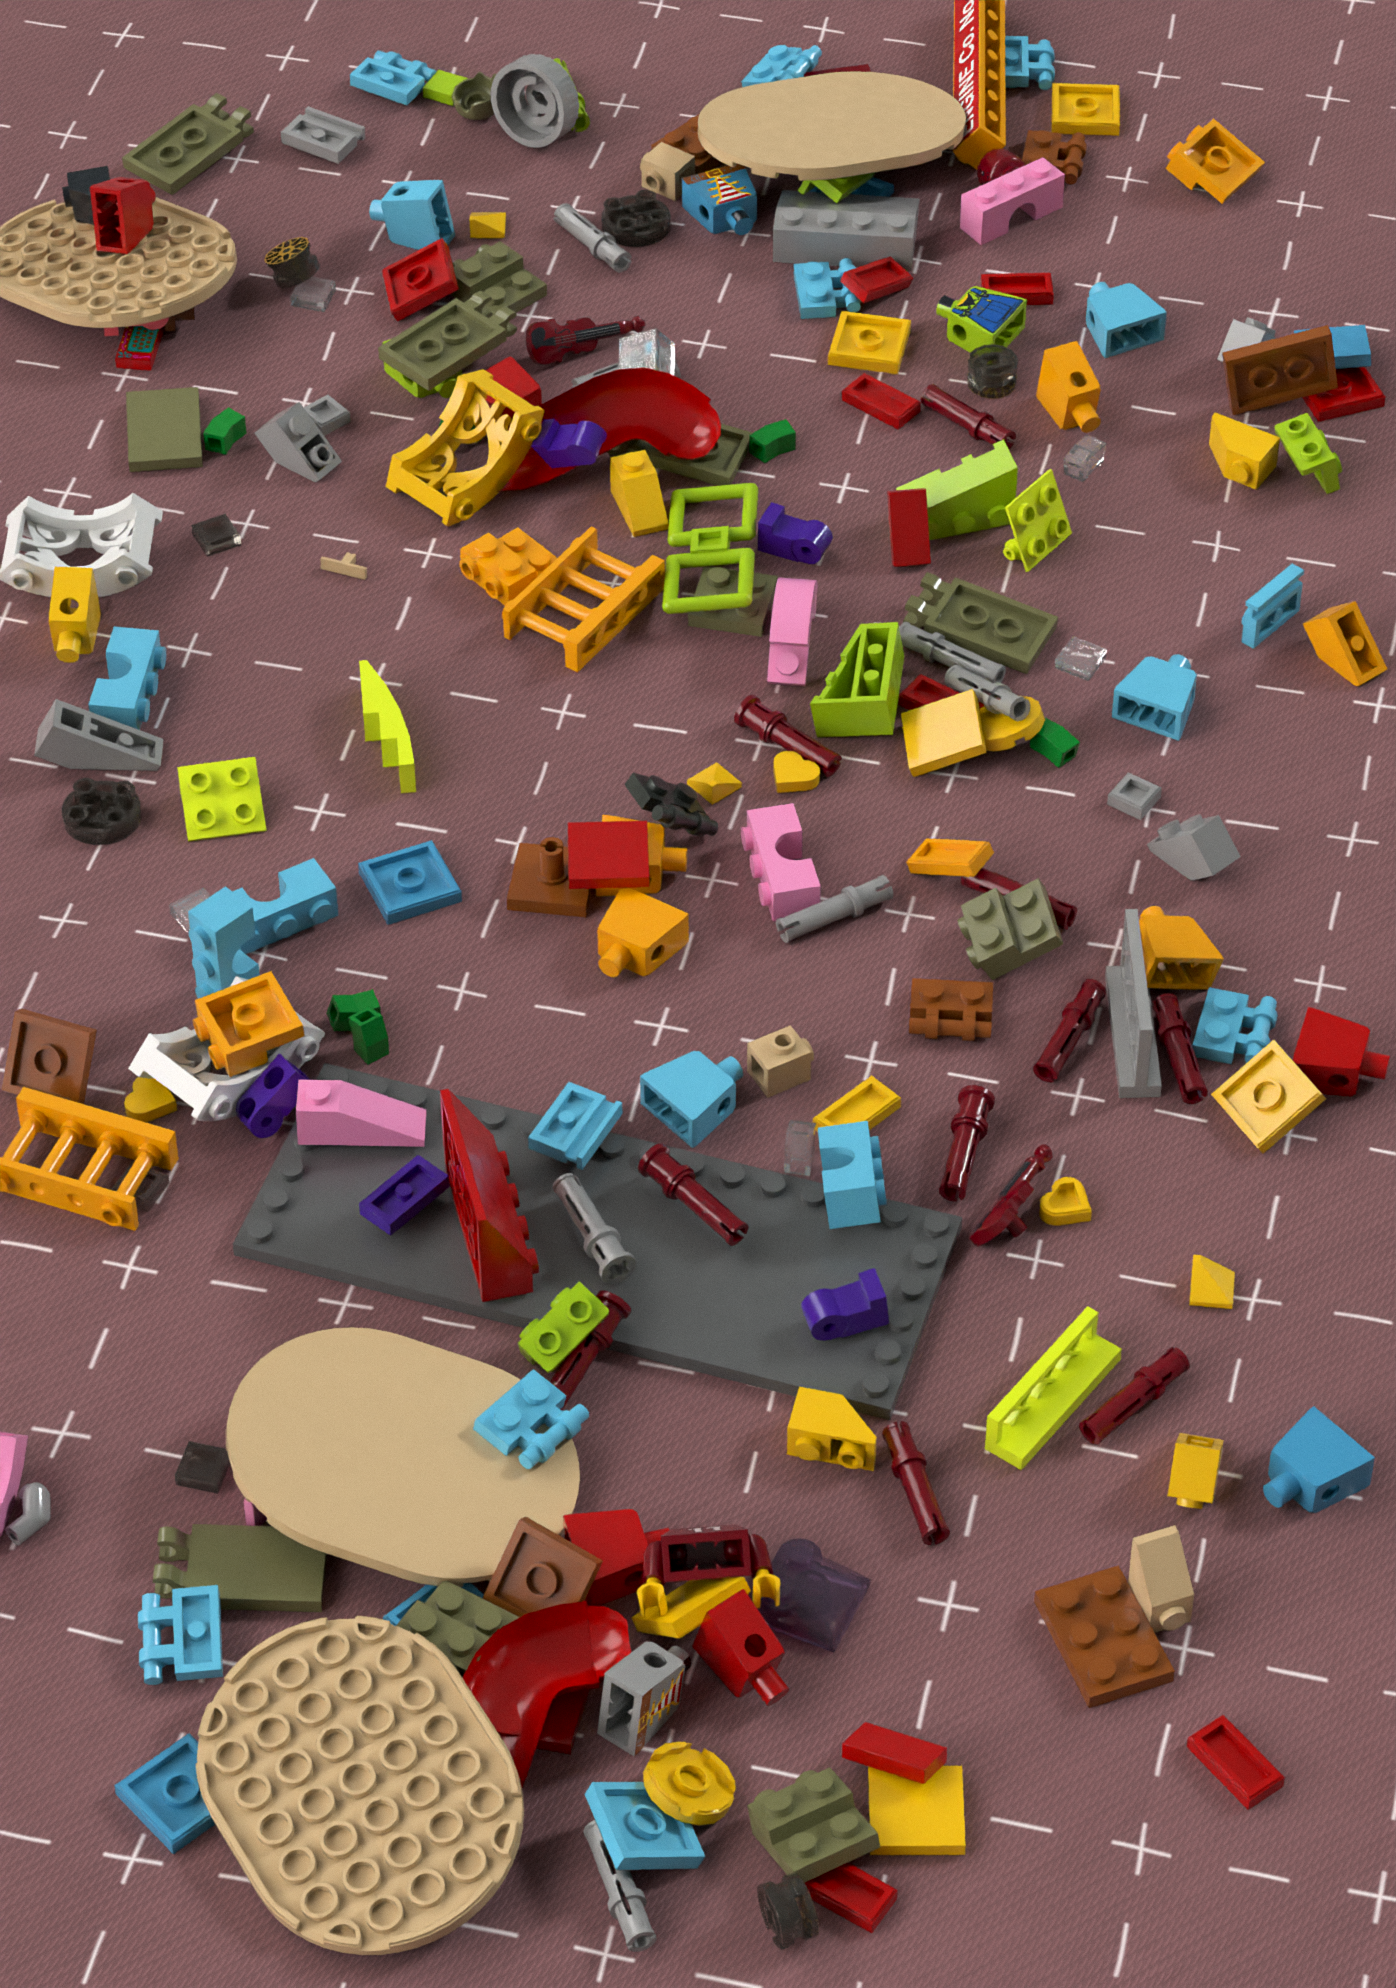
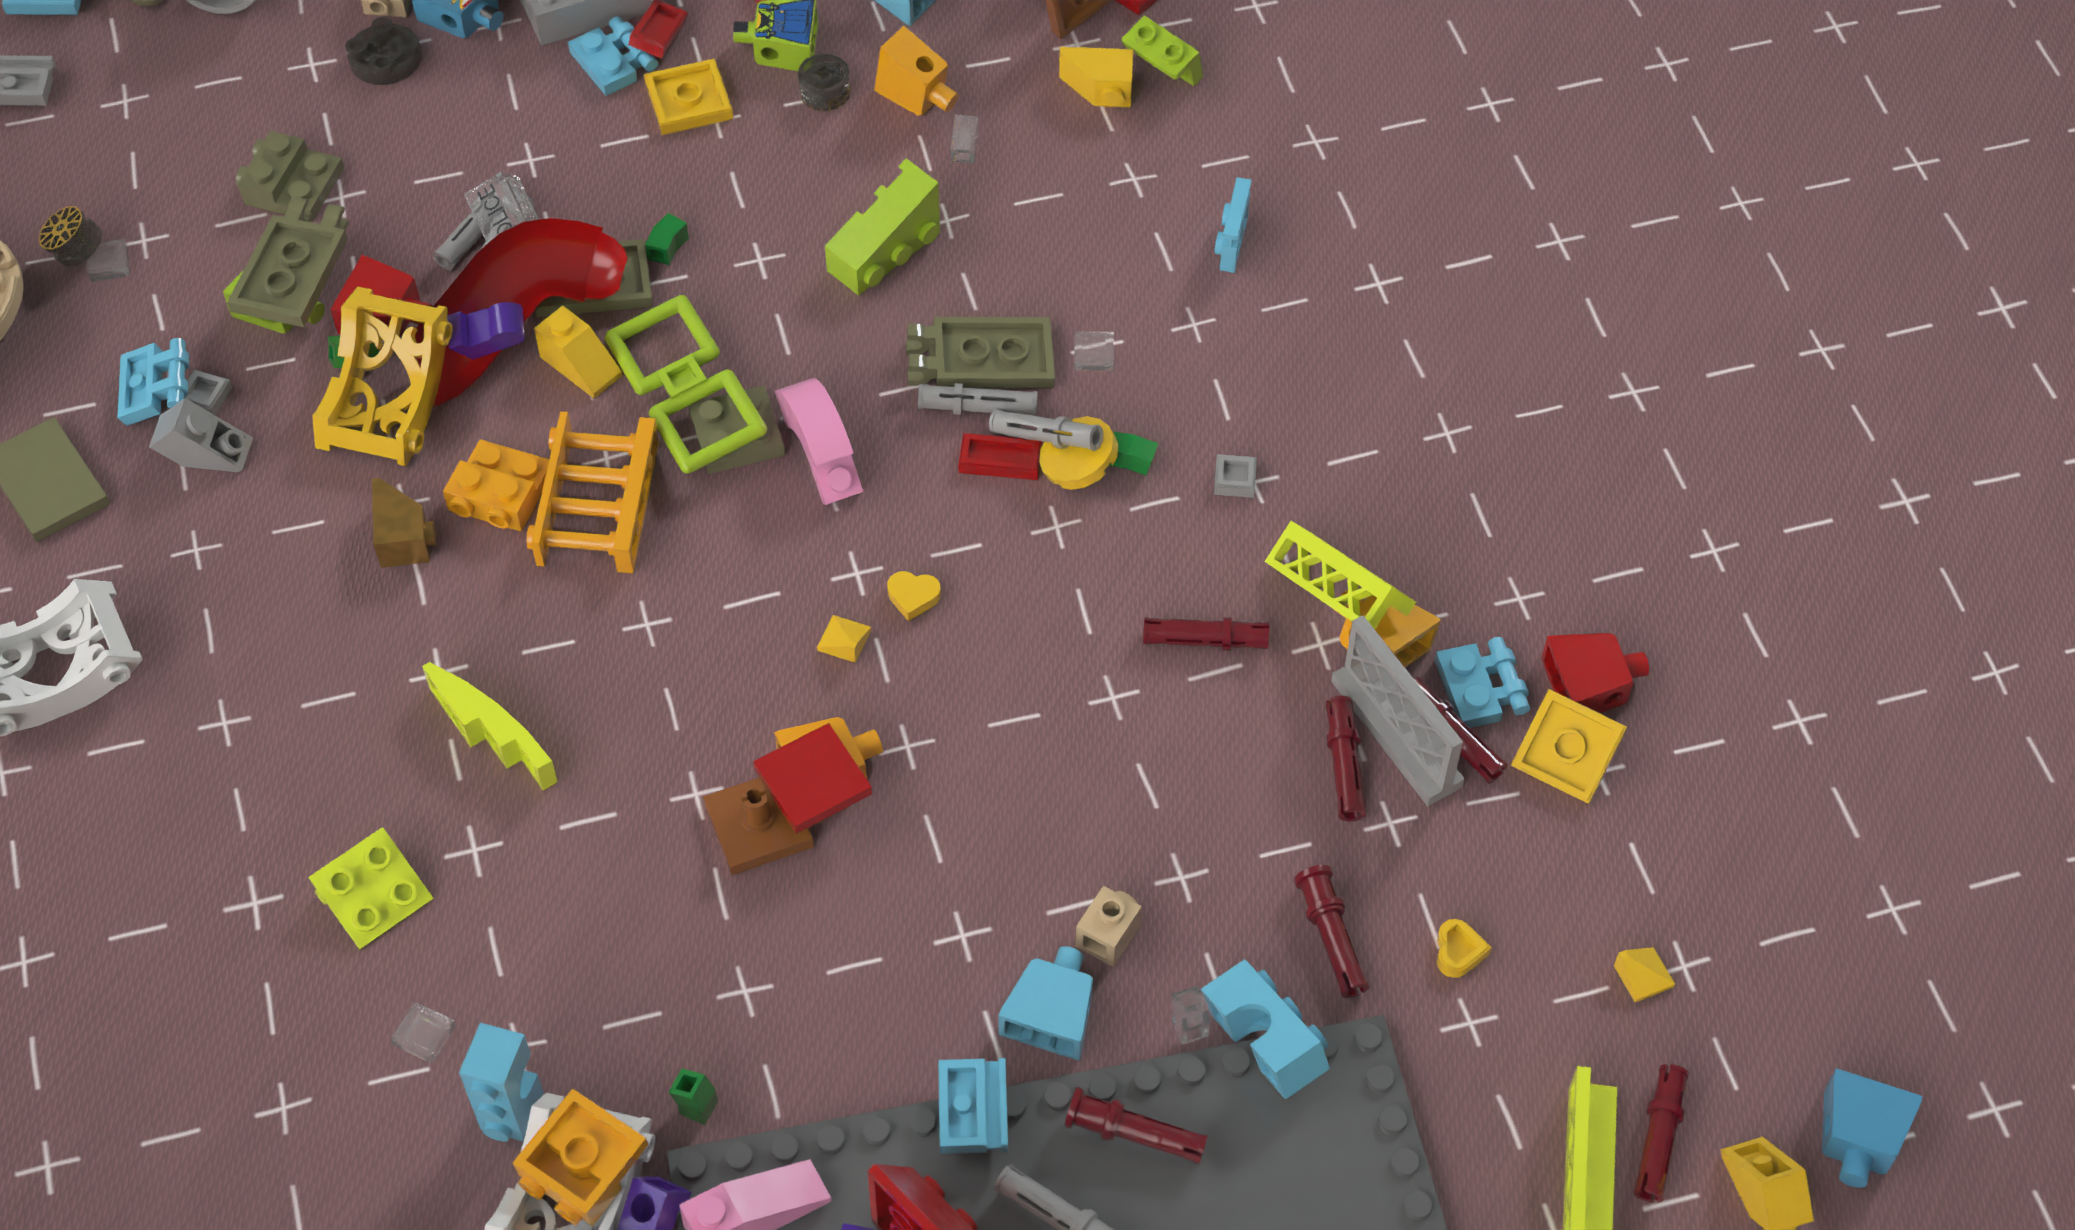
camera: 30 degrees left, 10 degrees up
(73, 628) = (86, 743): yellow torso -> none
(94, 742) = (193, 883): light grey slope -> none
(101, 811) = (249, 959): clear smoke tile -> none
(132, 667) = (196, 824): medium azure arch -> none
(216, 535) = (173, 578): clear smoke tile -> none
(224, 431) = (111, 455): green piece -> none
(287, 385) = (142, 383): none -> medium azure plate
(304, 901) = (531, 964): medium azure arch -> none
(345, 566) = (329, 556): tan piece -> none
(346, 1005) = (657, 1073): green piece -> none
(409, 564) = (399, 527): none -> pearl gold slope
(410, 882) = (618, 891): dark azure tile -> none
(415, 213) = (167, 134): medium azure torso -> none
(419, 279) = (213, 204): red tile -> none
(487, 224) = (239, 114): yellow slope -> none
(550, 341) = (386, 219): dark red piece -> none
(601, 244) = (367, 93): light grey pin -> none
(639, 933) = (885, 847): light orange torso -> none
(671, 804) = (831, 687): pearl dark grey plate -> none
(775, 729) = (867, 554): dark red pin -> none
(775, 843) = (988, 725): bright pink arch -> none
(791, 536) = (753, 336): dark purple leg -> none
(847, 1308) = (1360, 1181): dark purple leg -> none
(850, 902) = (1058, 714): light grey pin -> none
(864, 687) = (928, 473): lime wedge -> none
(866, 1102) = (1209, 942): yellow tile -> none
(881, 401) = (738, 154): red tile -> none
(909, 527) = (862, 282): red tile -> none
(943, 733) = (1029, 489): yellow tile -> none
(950, 857) = (1122, 623): light orange tile -> none
(951, 1008) = (1218, 776): dark orange plate -> none
(978, 424) = (842, 142): dark red pin -> none
(1004, 1211) = (1421, 1000): dark red piece -> none
(1009, 928) = (1228, 675): olive plate -> none
(1036, 522) = (974, 228): neon yellow hinge -> none
(1157, 695) = (1195, 362): medium azure torso -> none
(1157, 880) = (1346, 568): none -> neon yellow fence
(1195, 846) = (1331, 508): light grey slope -> none
(1345, 643) = (1318, 234): light orange slope -> none

